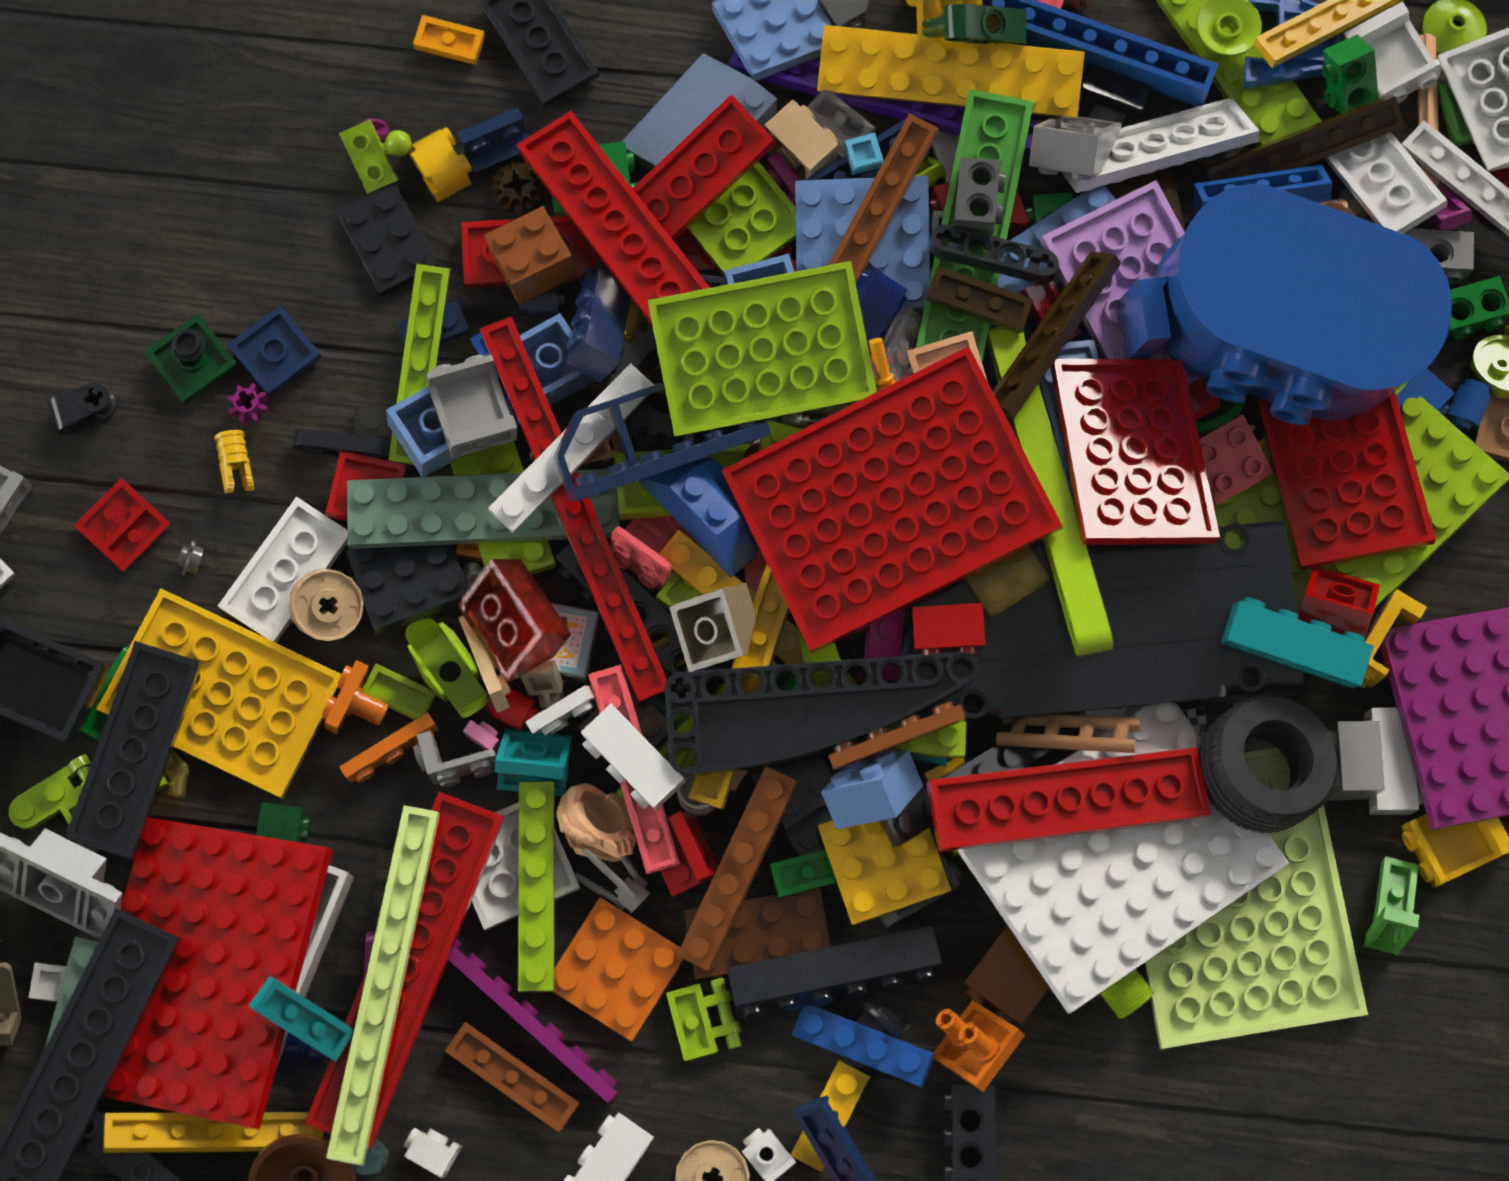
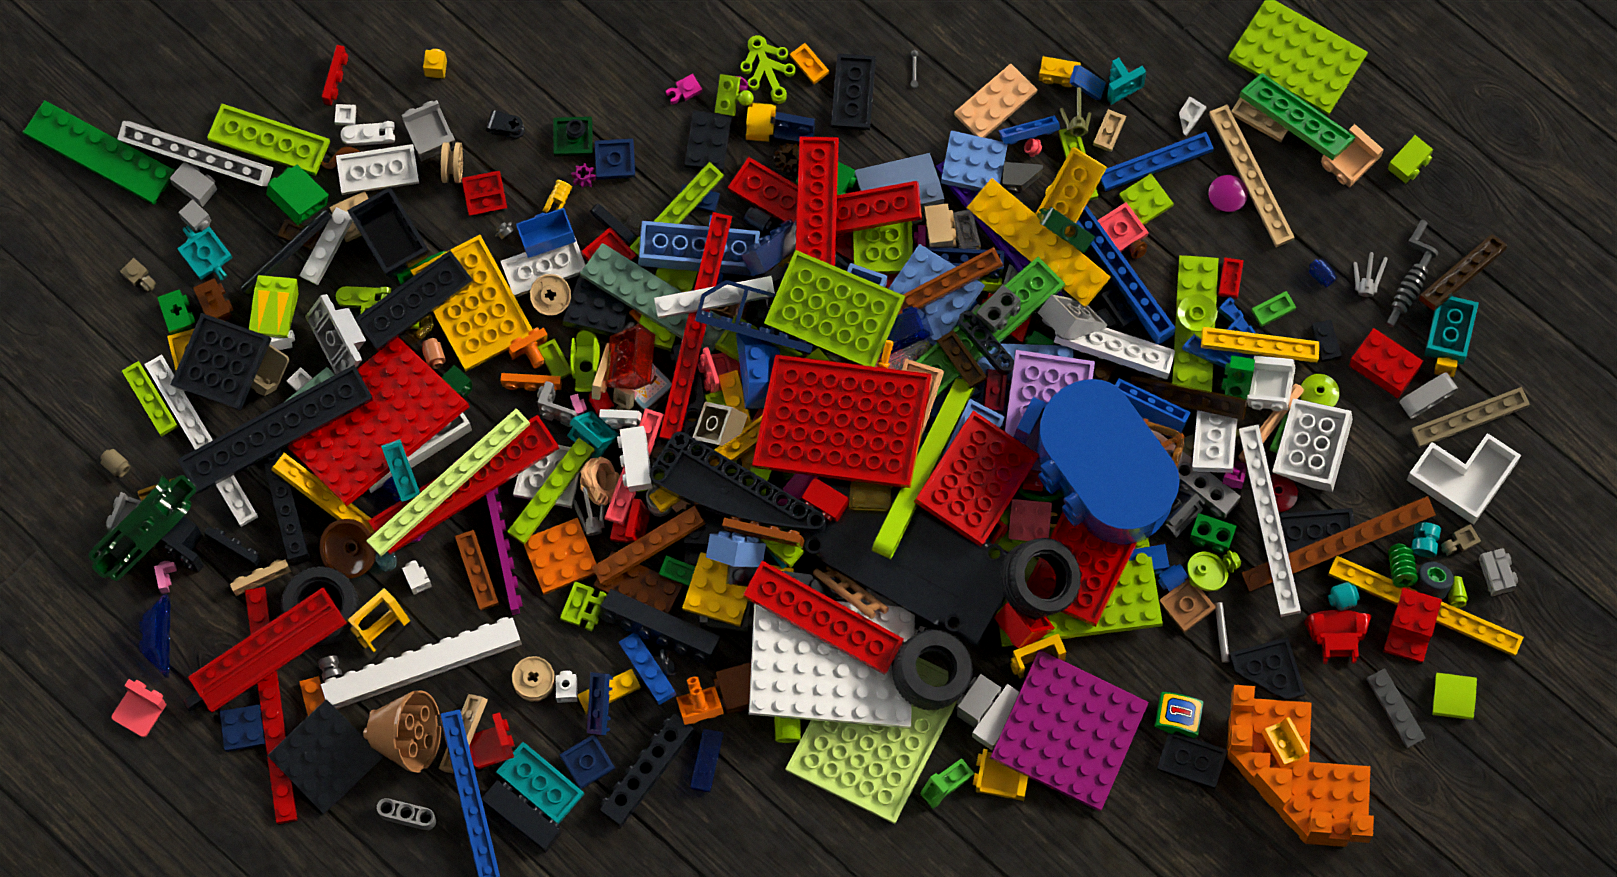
camera: 40 degrees right, 5 degrees down
(43, 513) = (451, 162): none -> tan wheel
(217, 806) = (433, 353): none -> nougat brick
(254, 521) = (545, 232): none -> blue container
(301, 186) = (685, 88): none -> dark pink plate
(393, 81) = (767, 65): none -> lime plant
(471, 405) = (682, 245): light grey panel -> none
(531, 255) = (767, 194): dark orange brick -> none
(863, 153) = (963, 252): medium azure tile -> none
(1043, 1116) = (707, 760): none -> clear blue plate
(1054, 331) = (986, 396): dark brown plate -> none
(1297, 643) = (984, 620): teal brick -> none
(1358, 505) = (1065, 569): none -> black tyre

